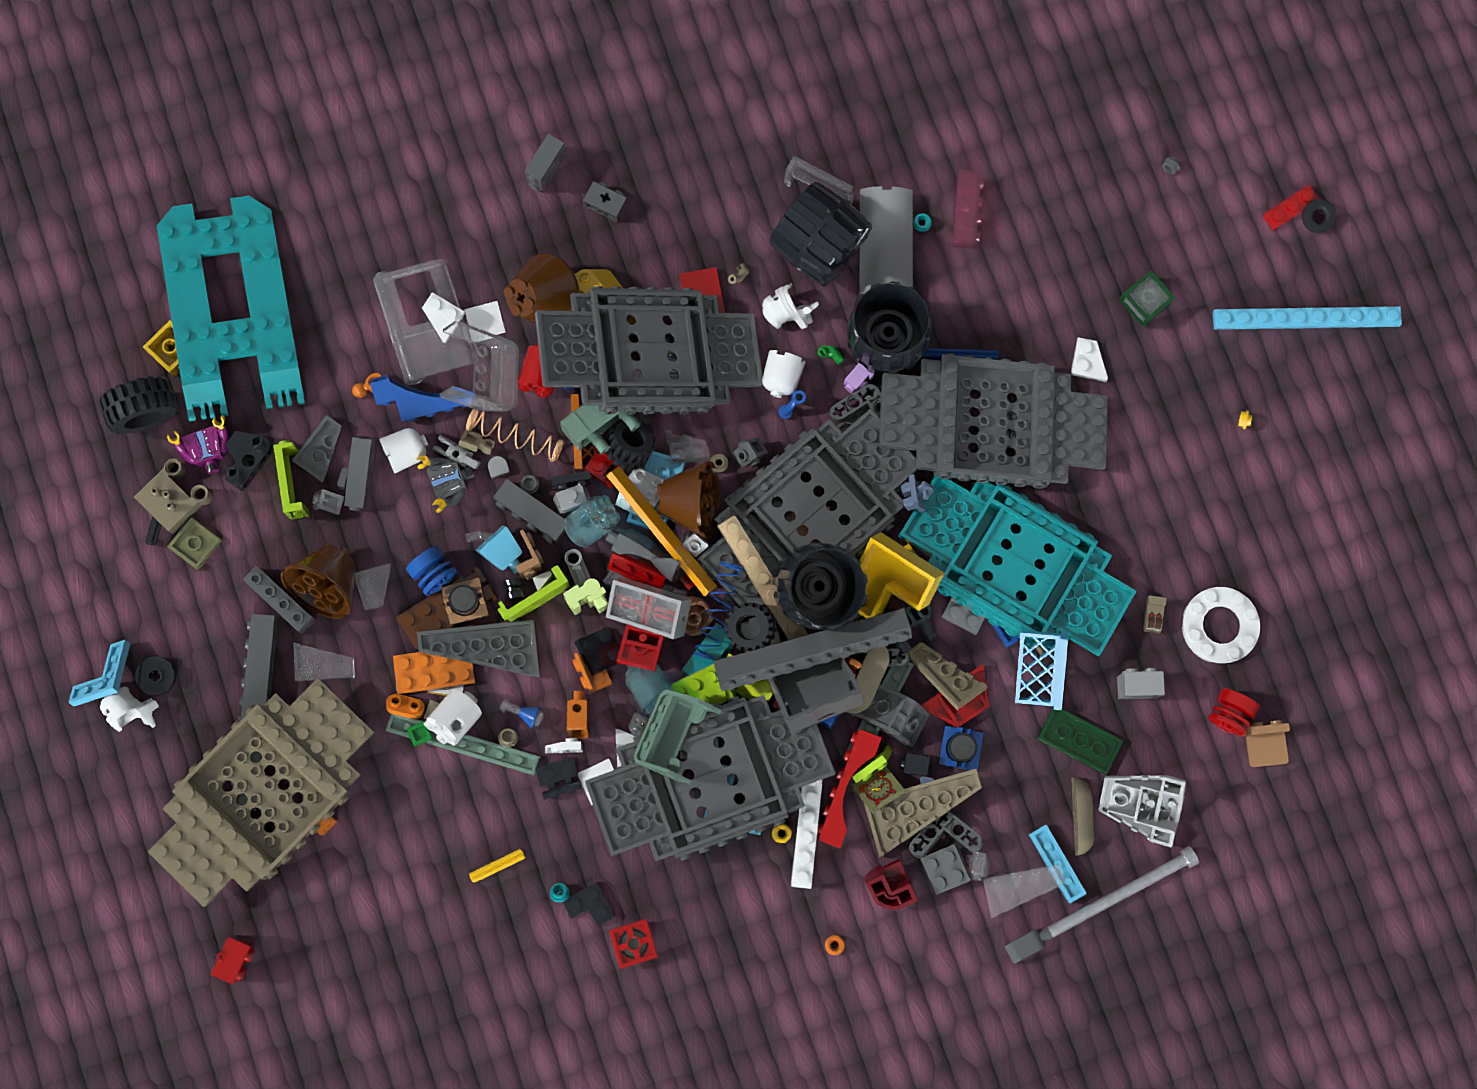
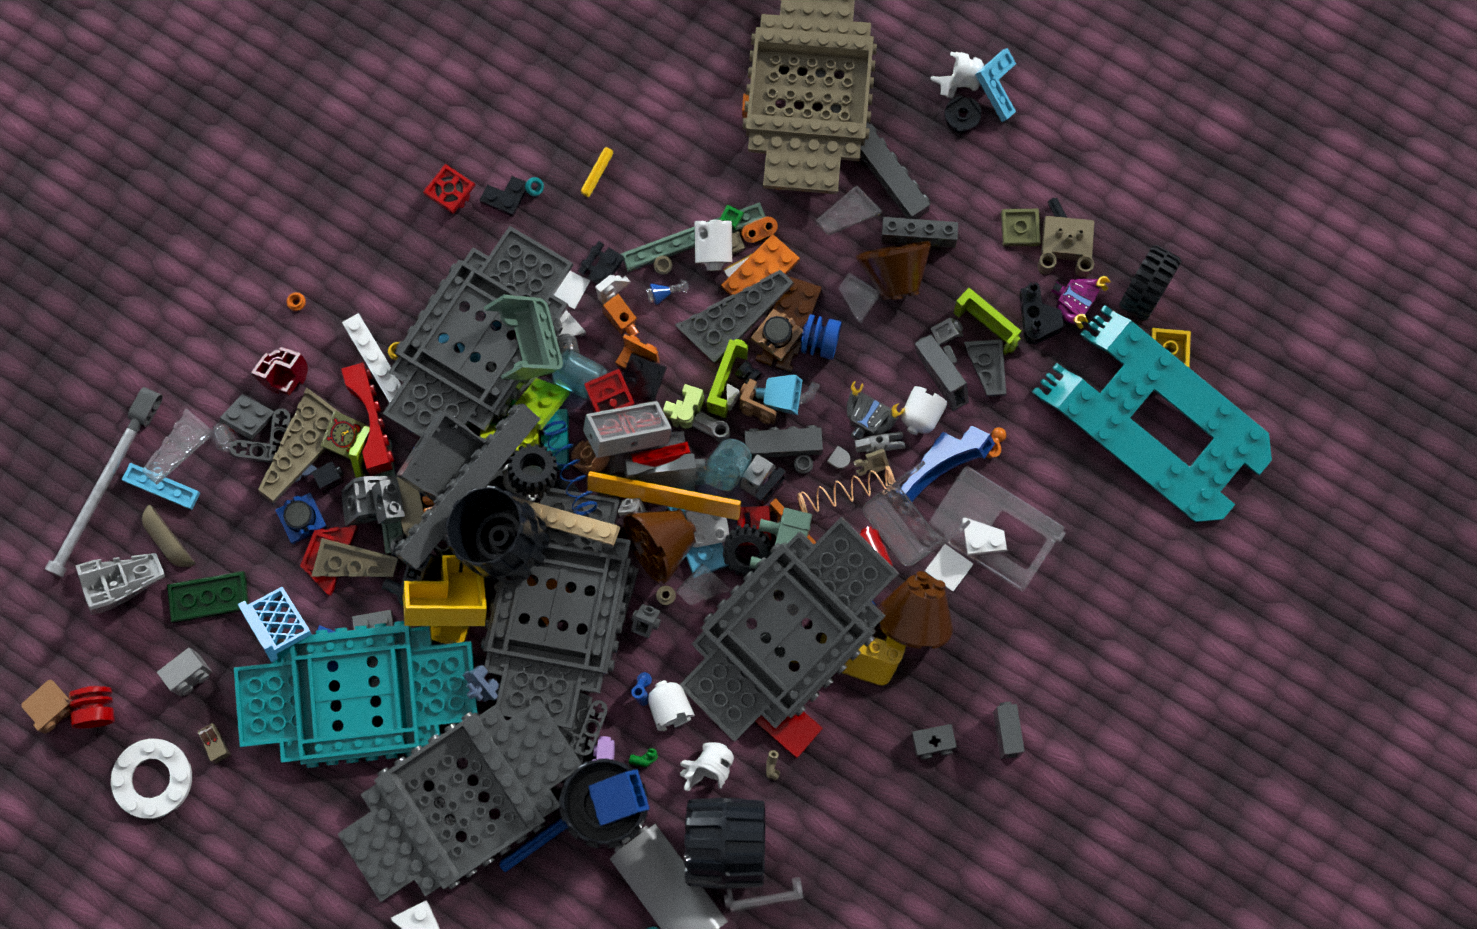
camera: 150 degrees right, 5 degrees down
(877, 312) = (618, 797): none -> blue brick
(884, 693) = (388, 501): none -> dark grey brick

